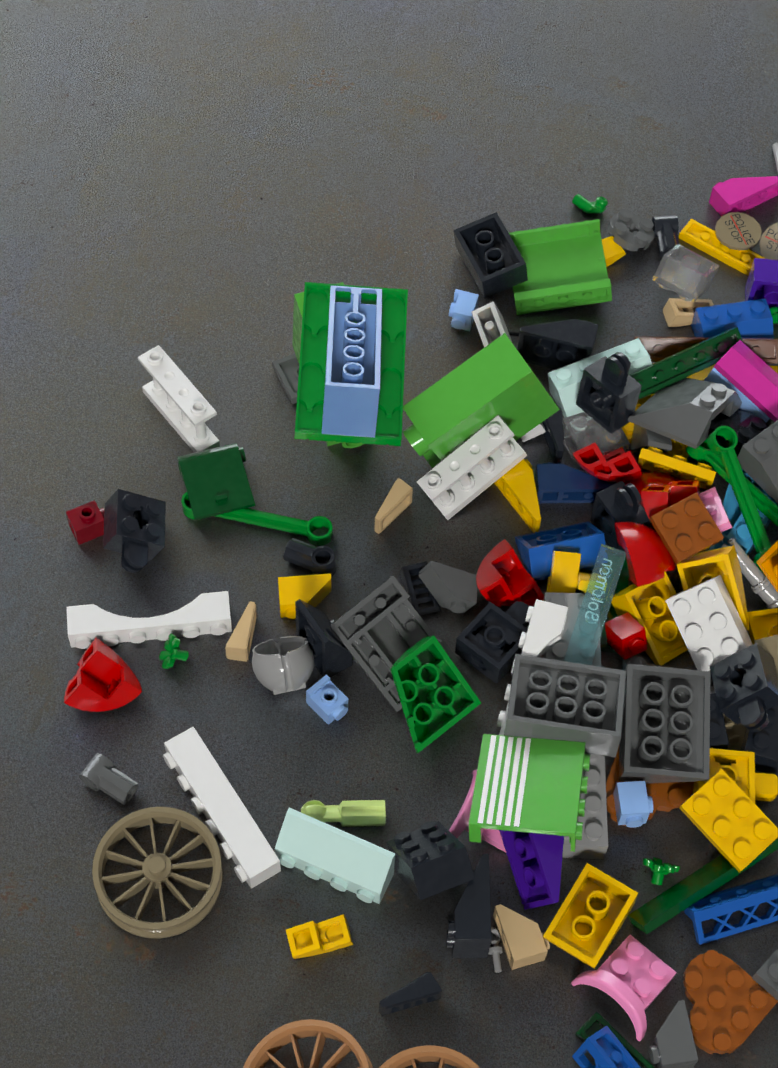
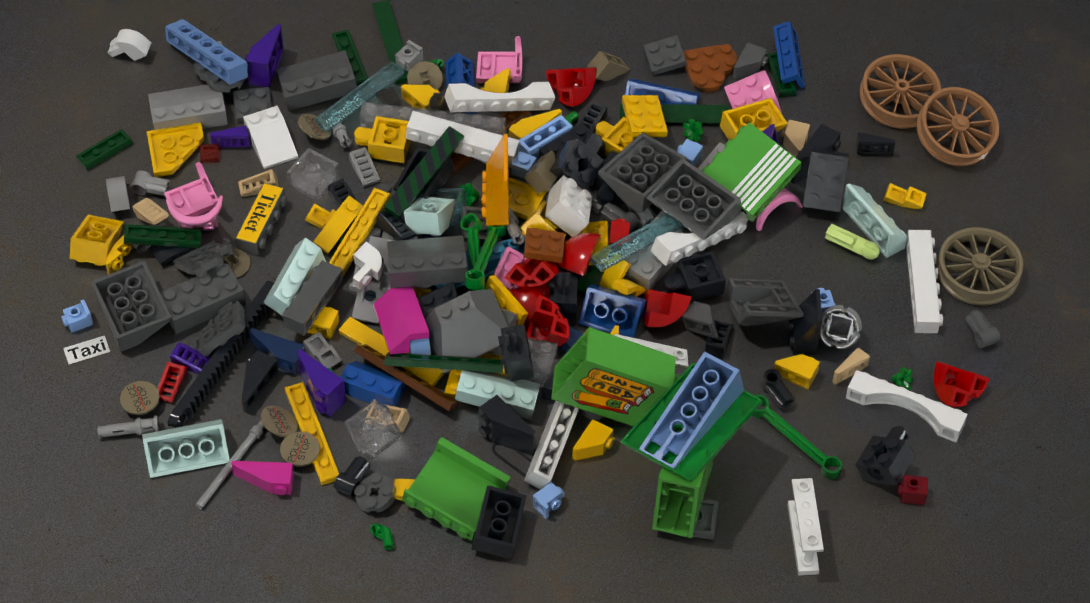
camera: 145 degrees left, 5 degrees down
(216, 481) = (812, 461): dark green door -> none
(431, 691) = (761, 262): green wedge -> none

